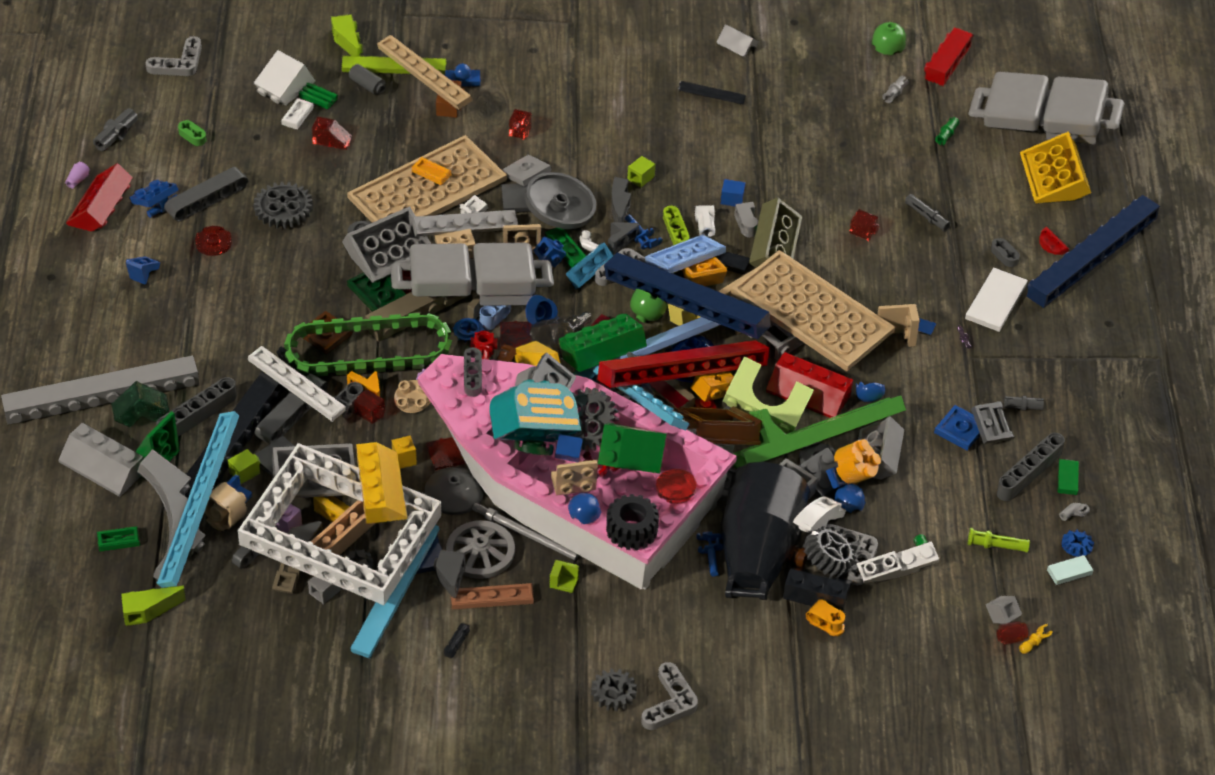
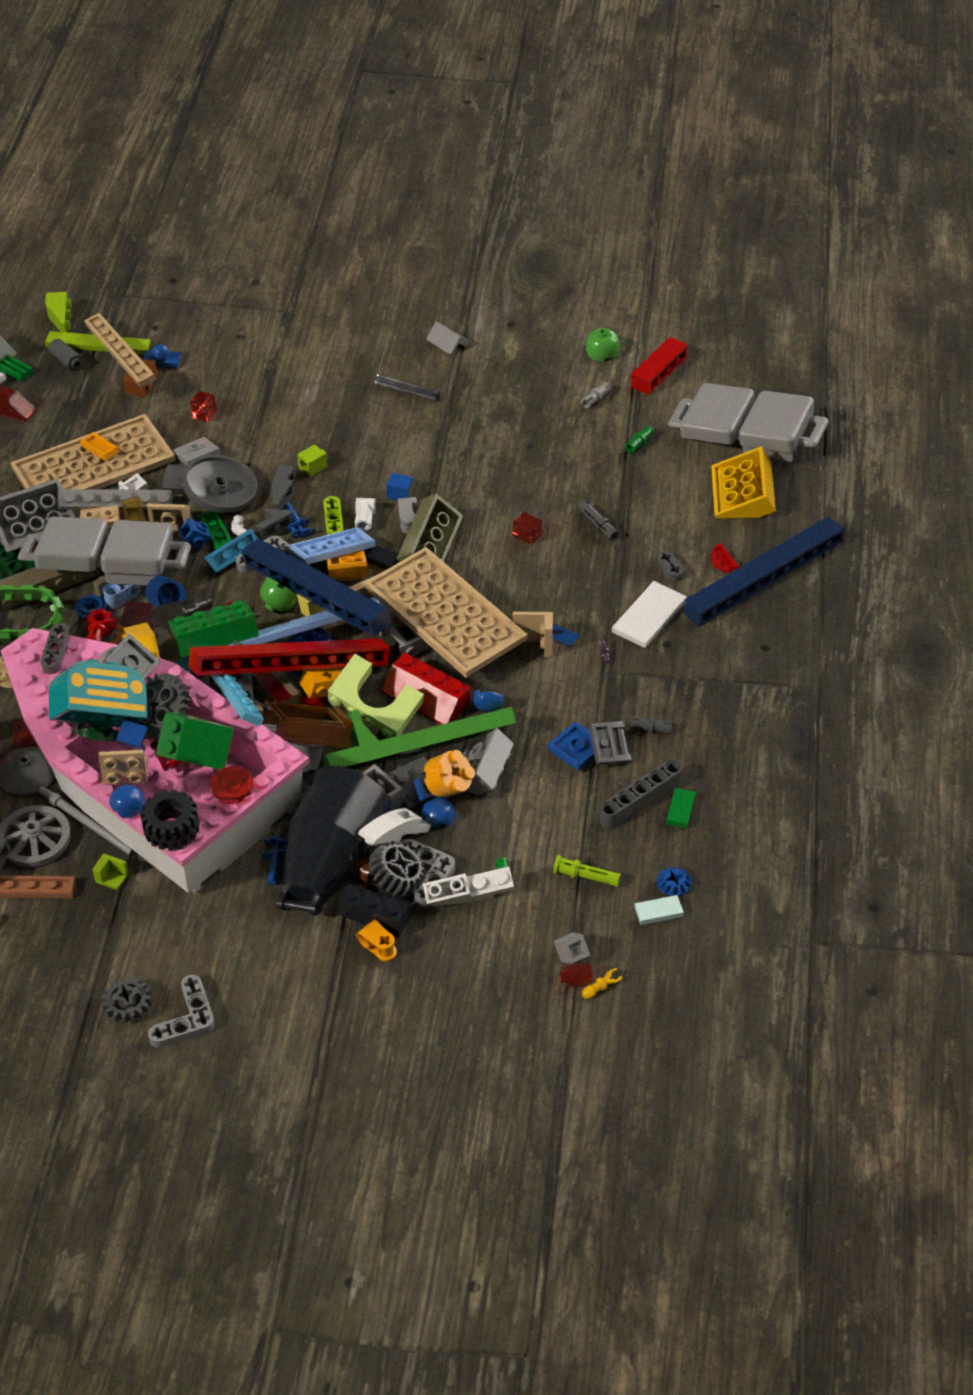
camera: 10 degrees right, 0 degrees up
(484, 232) = (132, 509): none -> clear yellow slope
(1074, 509) = (678, 844): light grey arm -> none

